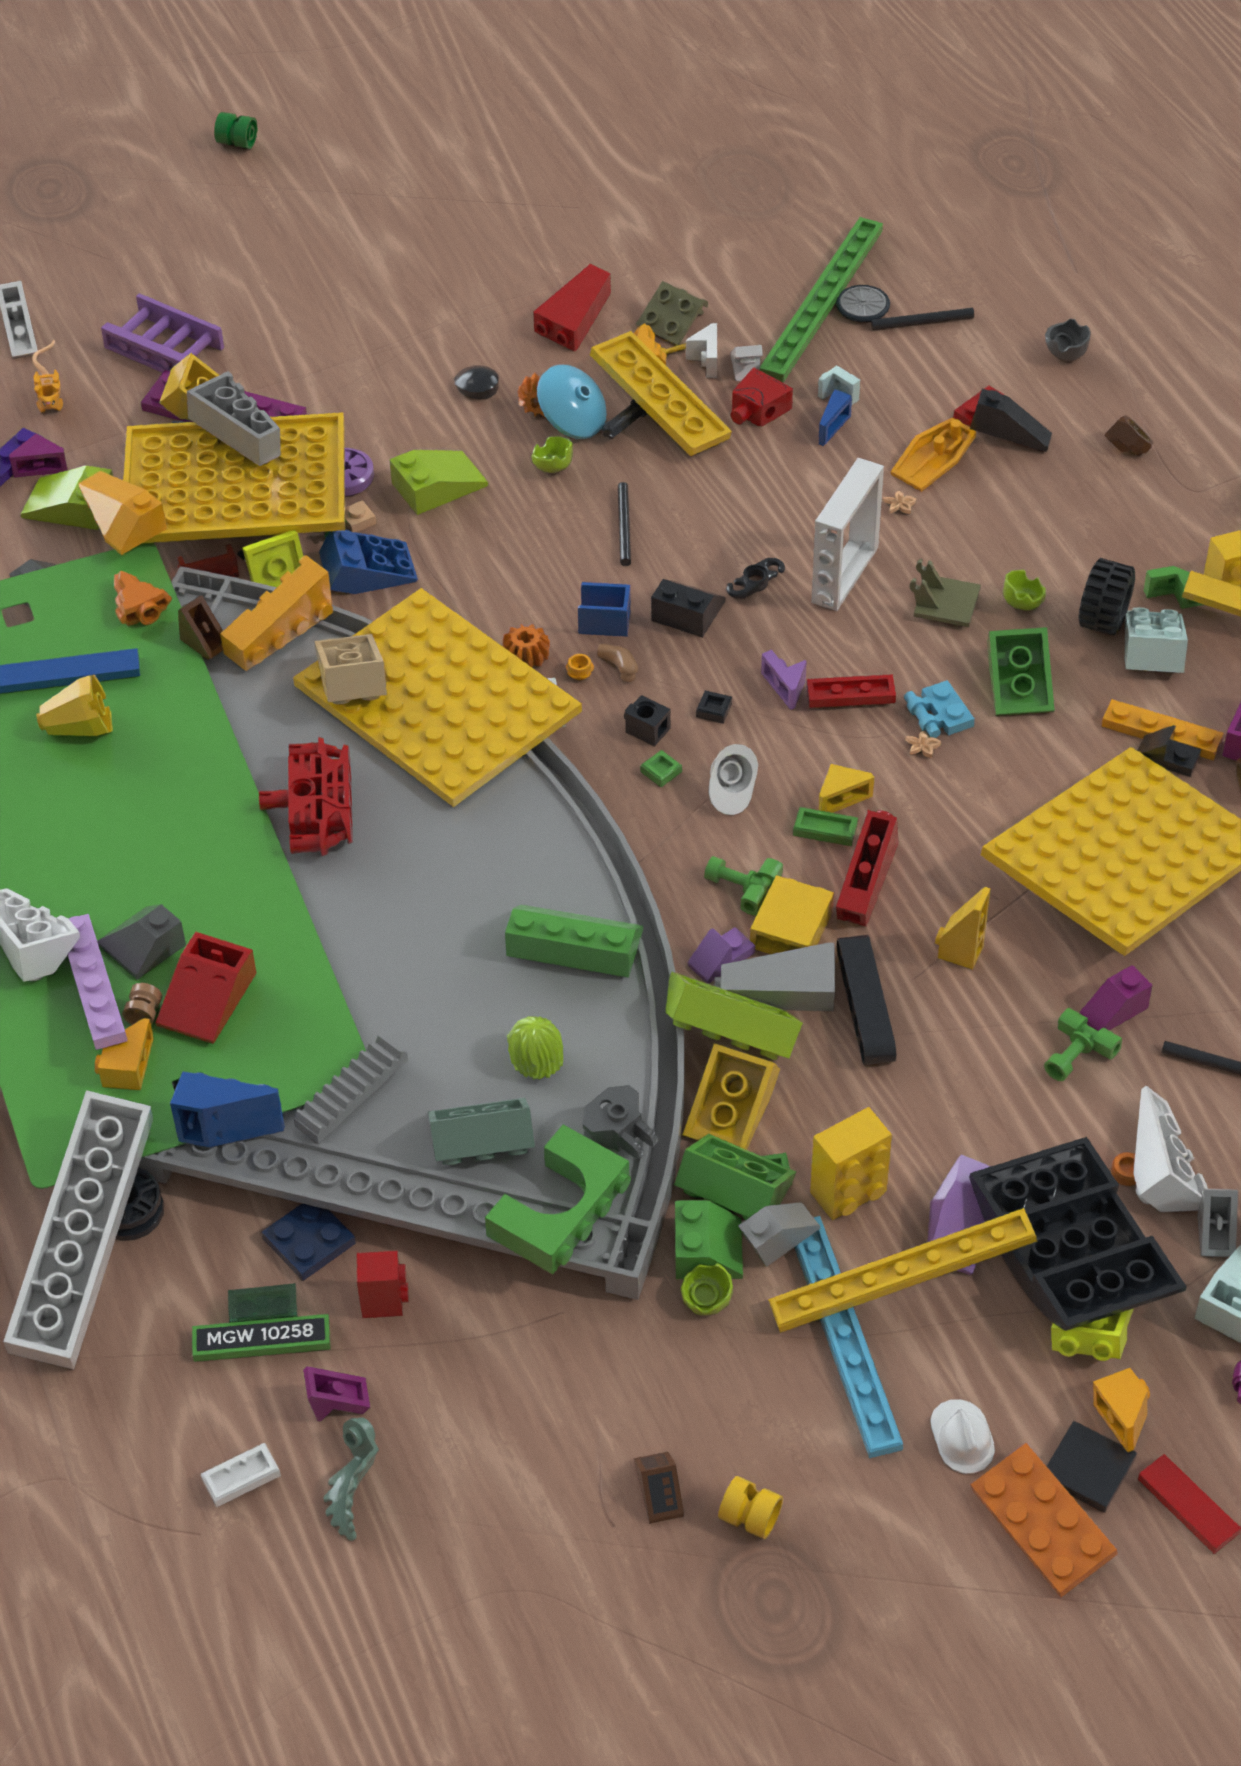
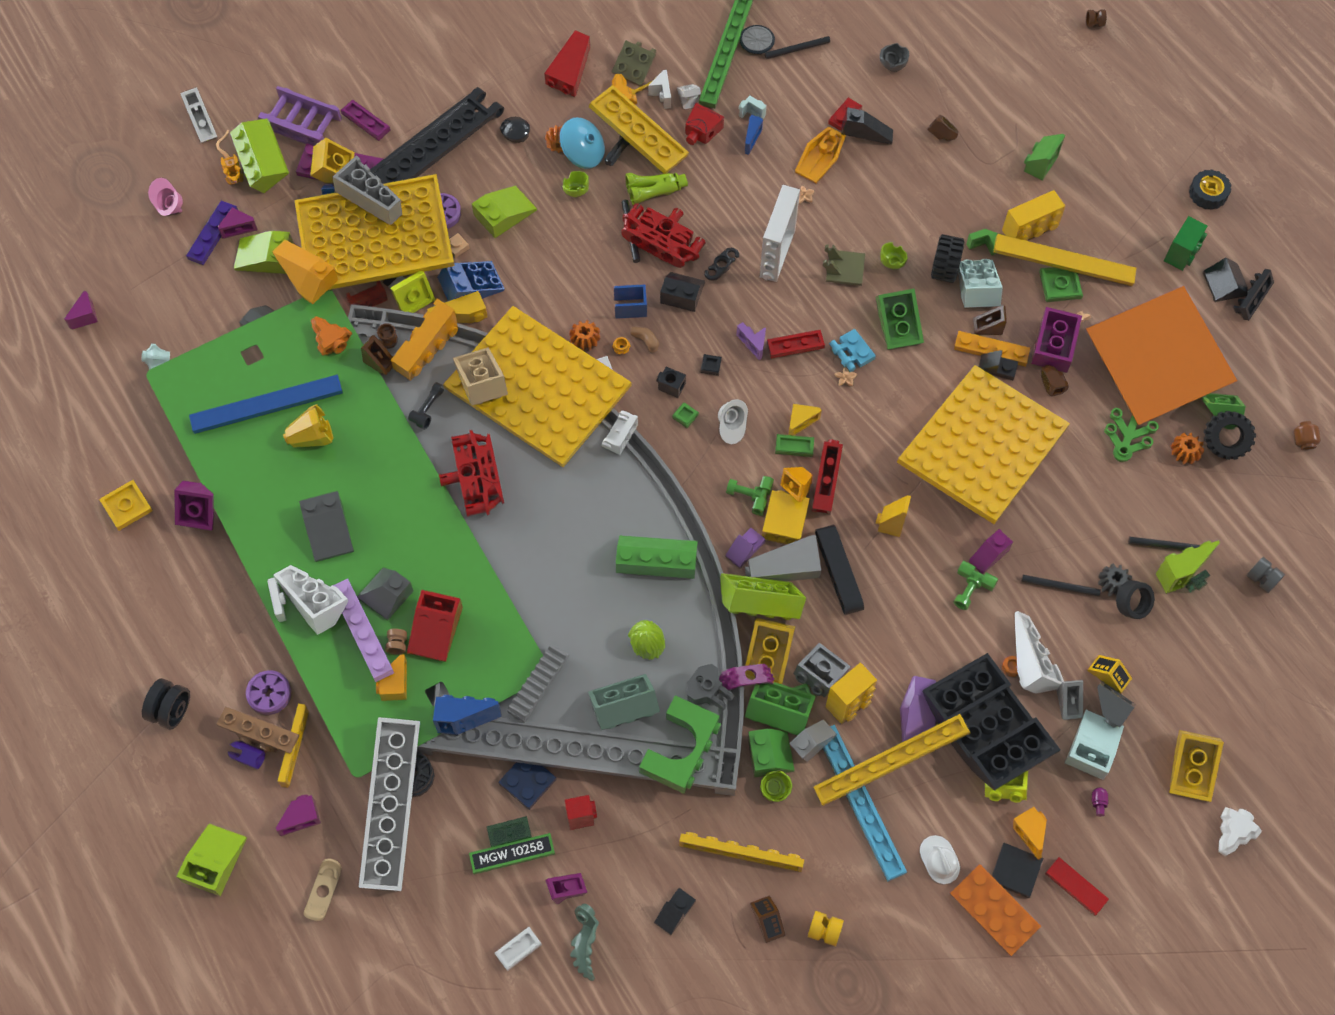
camera: 10 degrees left, 15 degrees up
(72, 839) = (326, 526): none -> dark grey slope
(91, 373) = (259, 154): none -> lime slope
(223, 605) = (387, 335): none -> reddish brown wheel
(251, 717) = (420, 418): none -> black brick
(258, 351) = (365, 120): none -> magenta tile
(358, 593) = (468, 308): none -> yellow slope
(365, 375) = (437, 138): none -> black hinge
(506, 1454) = (674, 911): none -> black slope
(553, 768) = (620, 432): none -> white hinge
(633, 1380) = (749, 853): none -> yellow plate
(656, 469) = (647, 187): none -> lime piece
(669, 530) = (668, 244): none -> red piece
(669, 1117) = (736, 676): none -> magenta piece
(795, 1127) = (821, 670): none -> dark grey plate
(817, 868) = (796, 482): none -> light orange slope
(1165, 692) = (991, 322): none -> reddish brown slope

